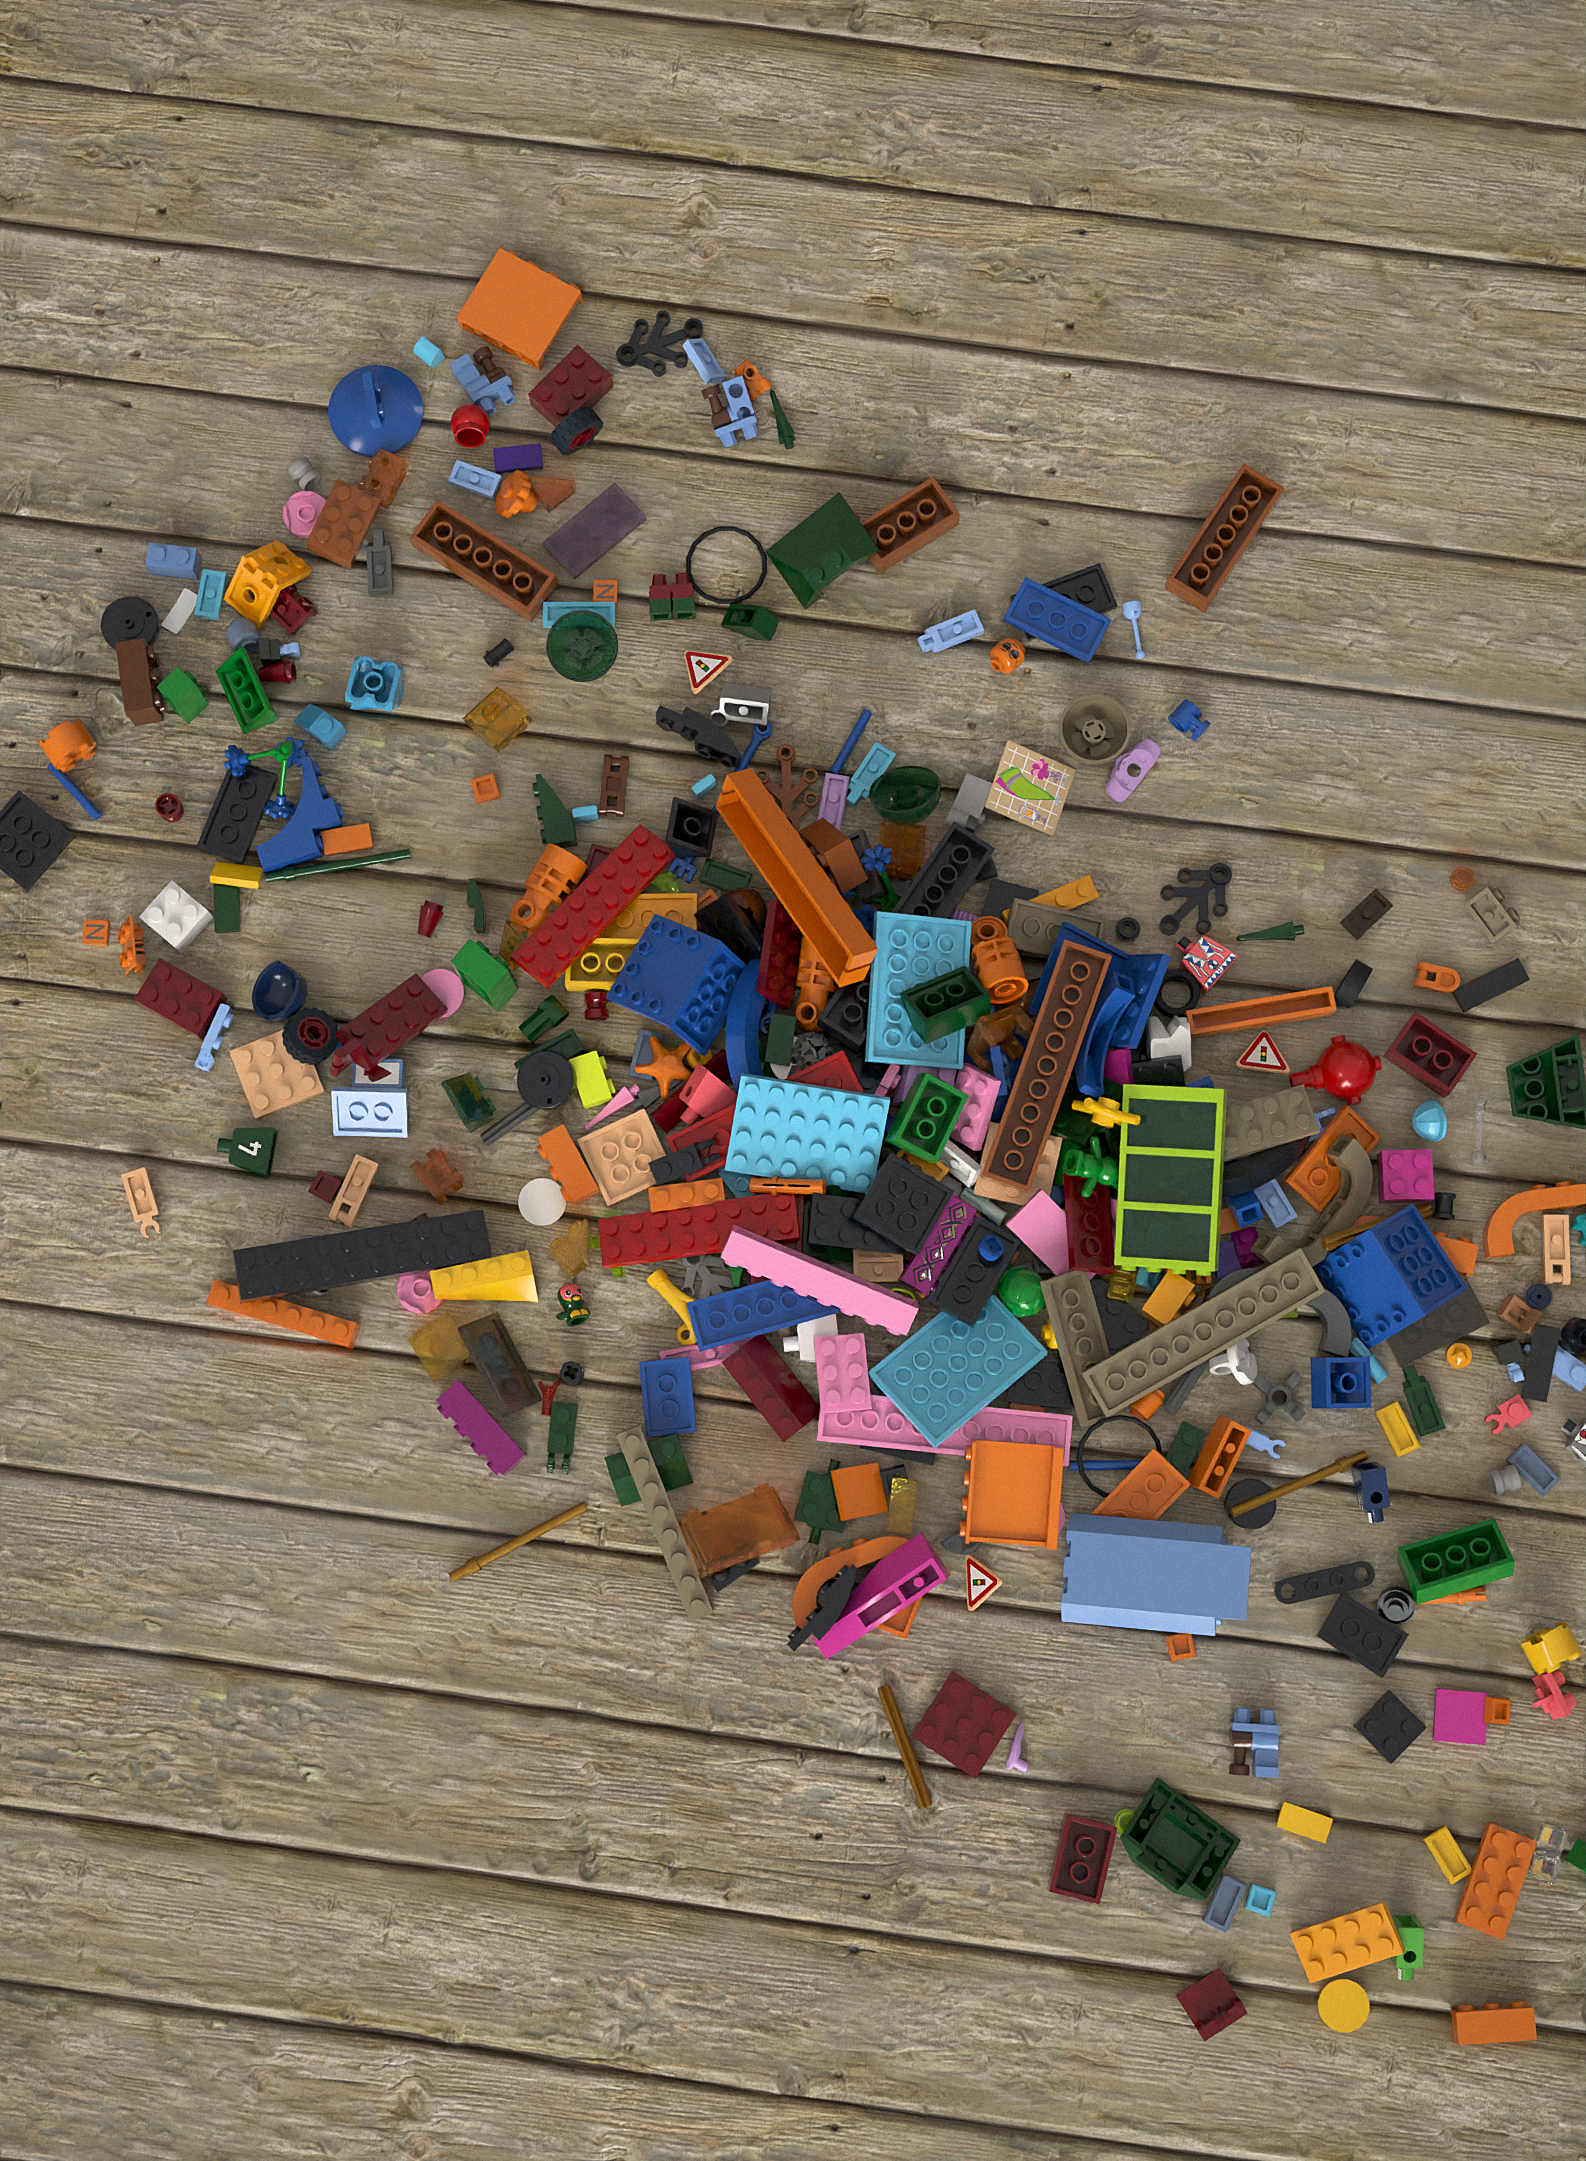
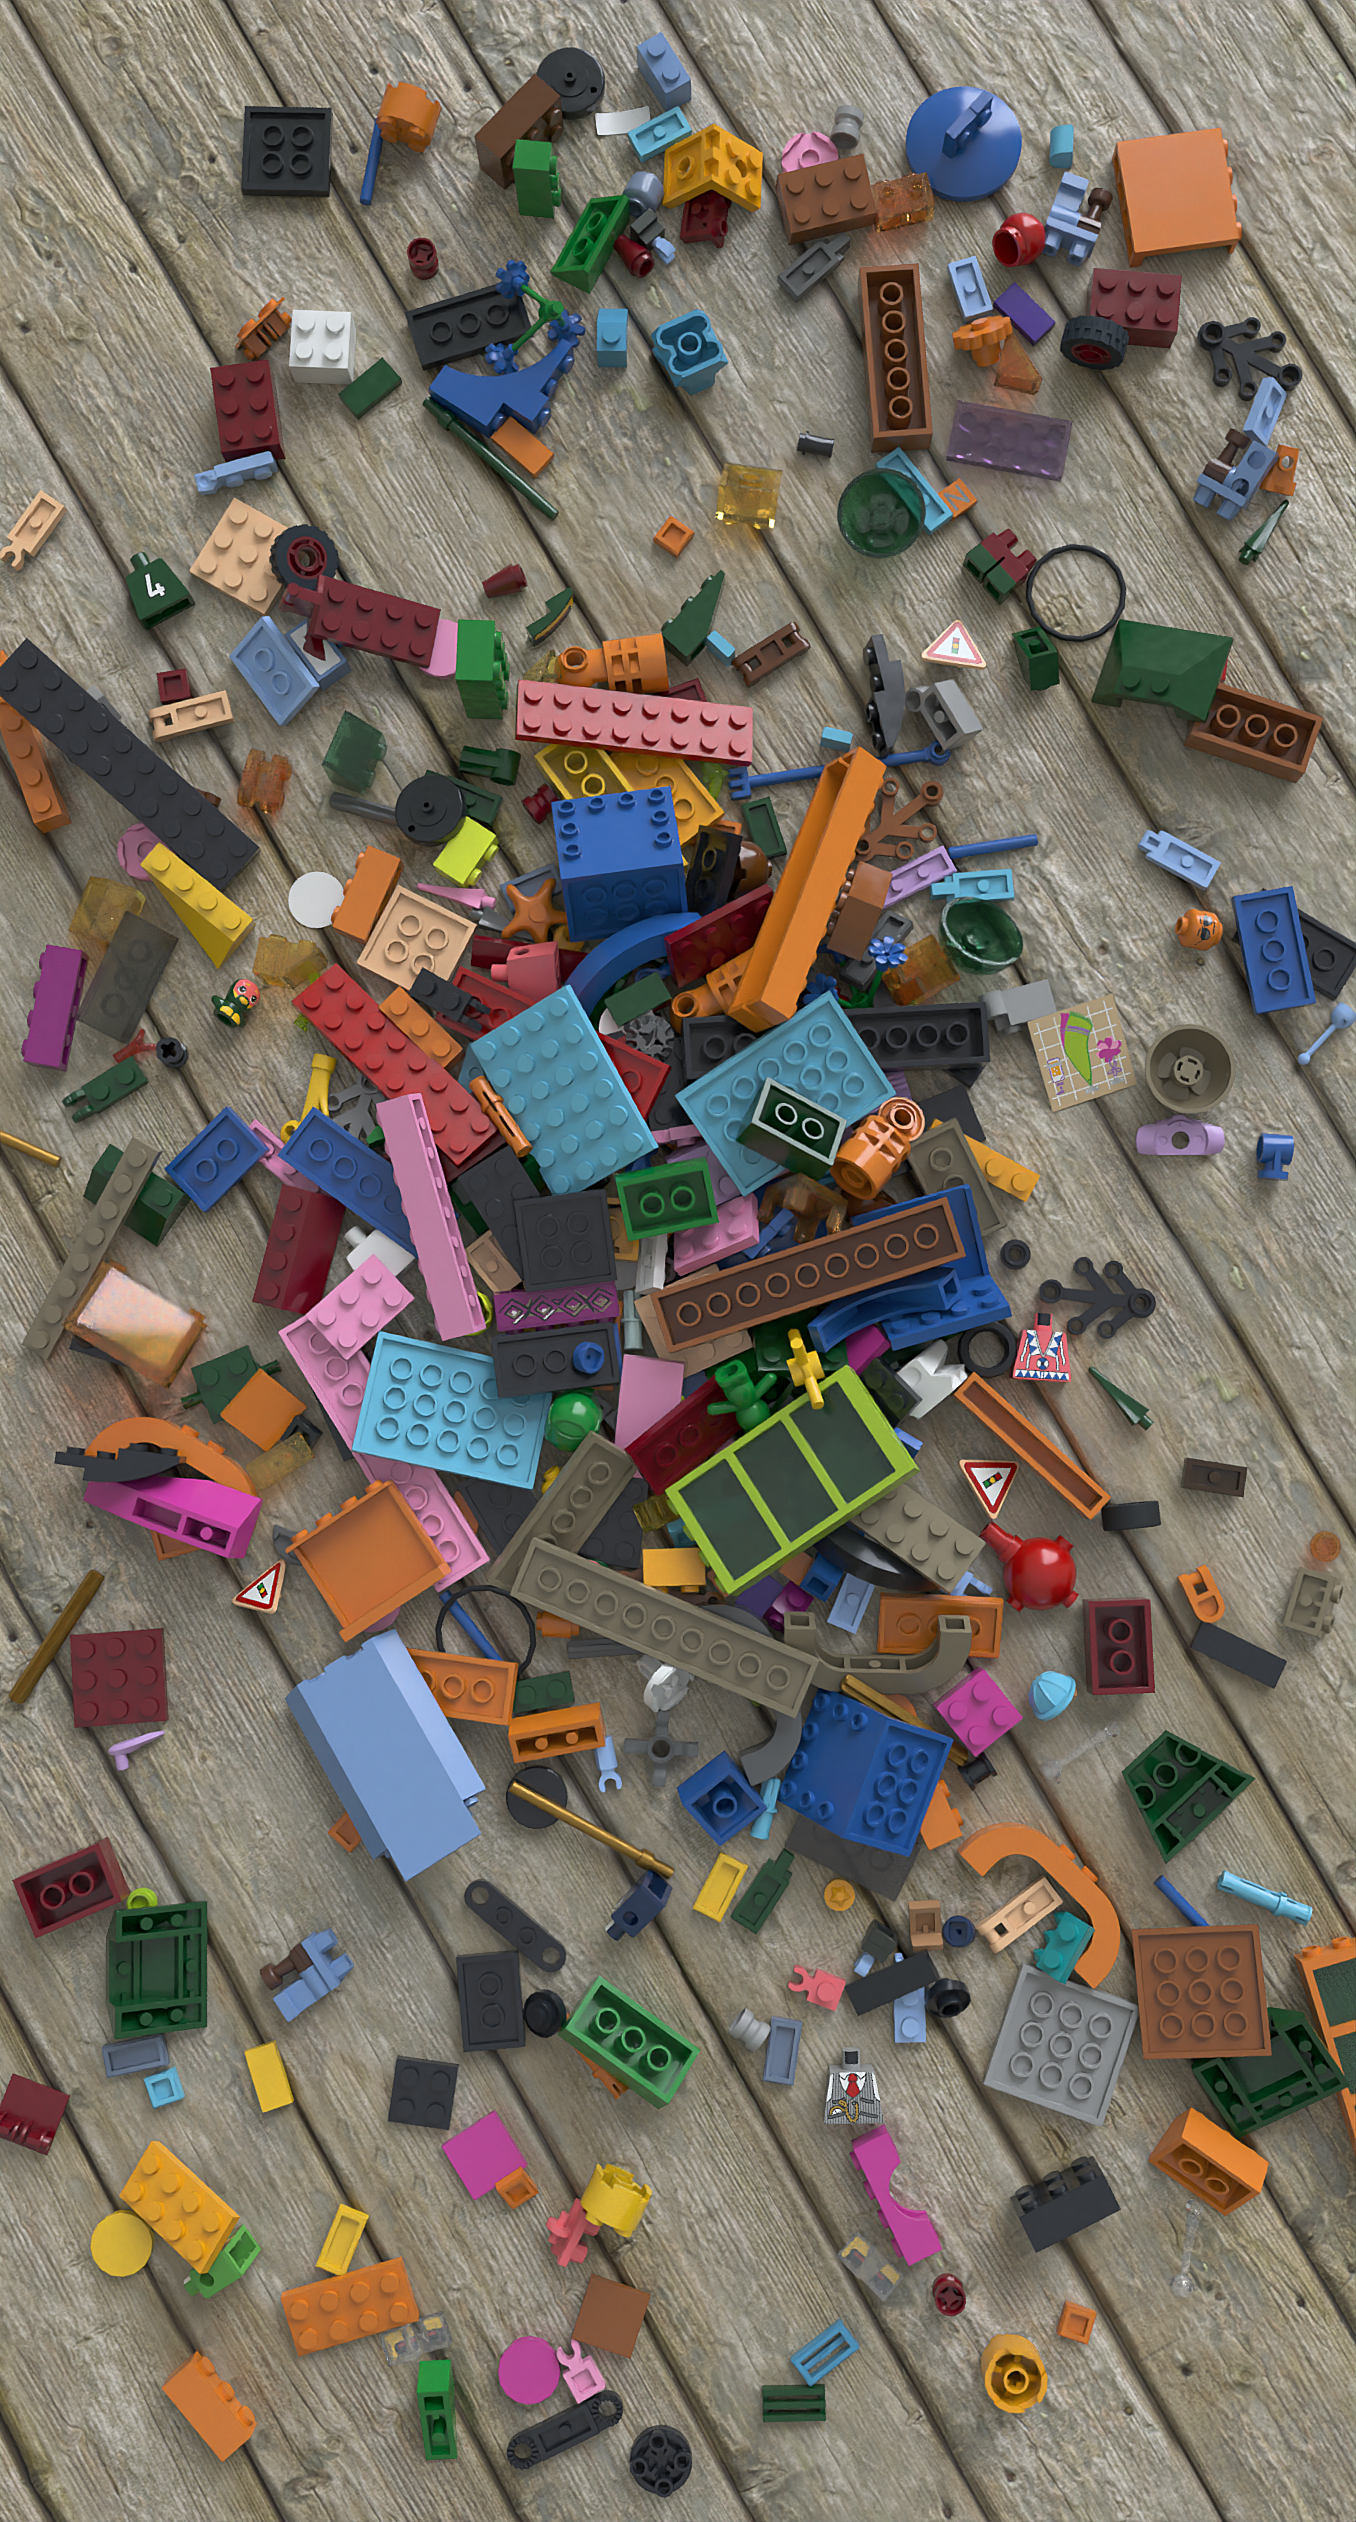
camera: 55 degrees right, 5 degrees up
(96, 932) = (253, 288): orange tile -> none
(236, 875) = (406, 371): yellow tile -> none
(279, 992) = (323, 497): dark blue cylinder -> none
(690, 829) = (782, 757): black slope -> none

